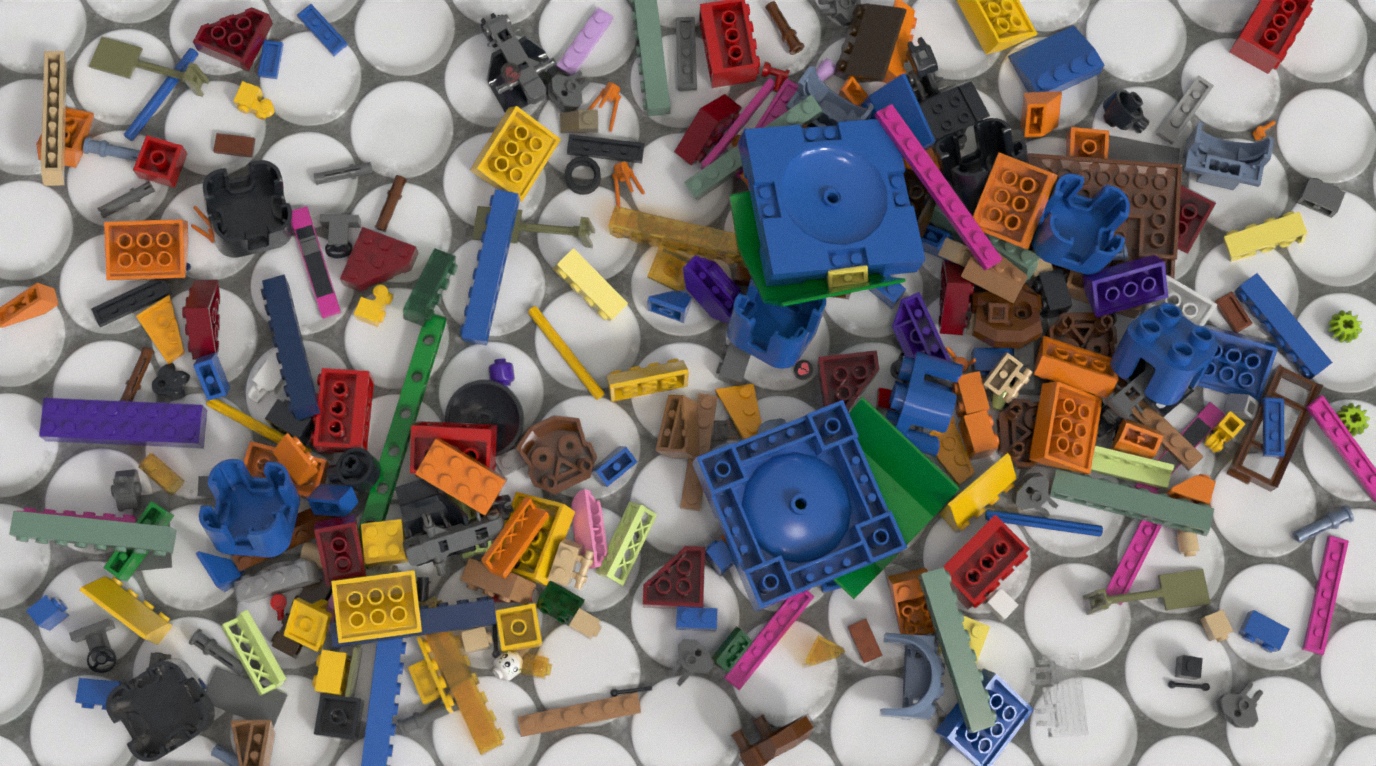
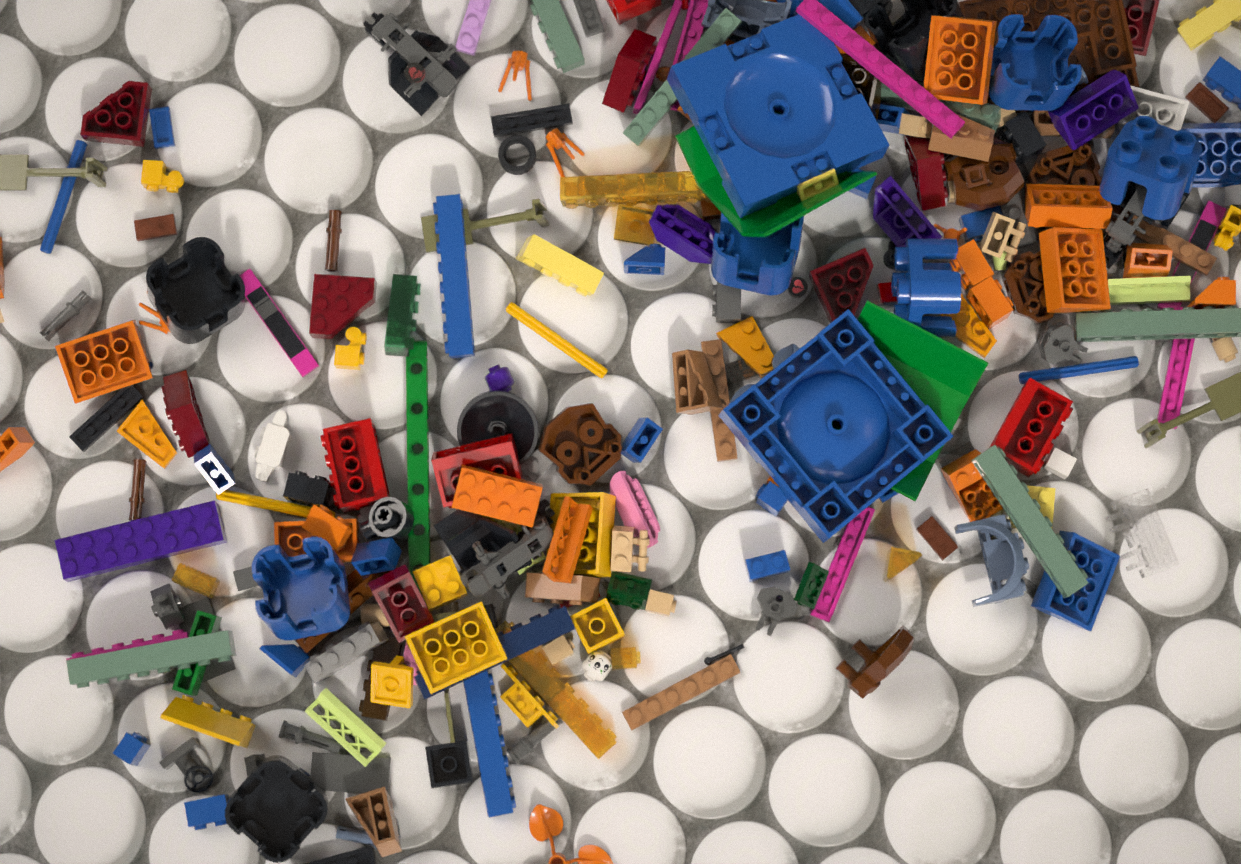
camera: 10 degrees left, 5 degrees up
(105, 149) = (26, 270): sand blue pin -> none
(160, 161) = (87, 266): red brick -> none
(173, 382) = (175, 484): black plate -> none
(278, 603) = (355, 672): red piece -> none
(290, 347) = (284, 417): dark blue brick -> none
(322, 30) = (204, 81): blue tile -> none
(332, 672) = (429, 724): yellow brick -> none
(338, 232) = (291, 286): dark grey piece -> none
(343, 173) = (275, 224): dark grey pin -> none
(496, 653) = (581, 658): black hinge -> none
(515, 153) = (442, 152): yellow slope -> none
(567, 90) = (474, 72): dark grey hinge -> none
(579, 121) = (496, 100): dark tan slope -> none
(623, 540) = (671, 511): yellowish green fence -> none
(647, 380) = (647, 343): yellow slope -> none
(678, 581) = (738, 535): dark red brick -> none
(979, 494) = (1008, 361): yellow slope -> none

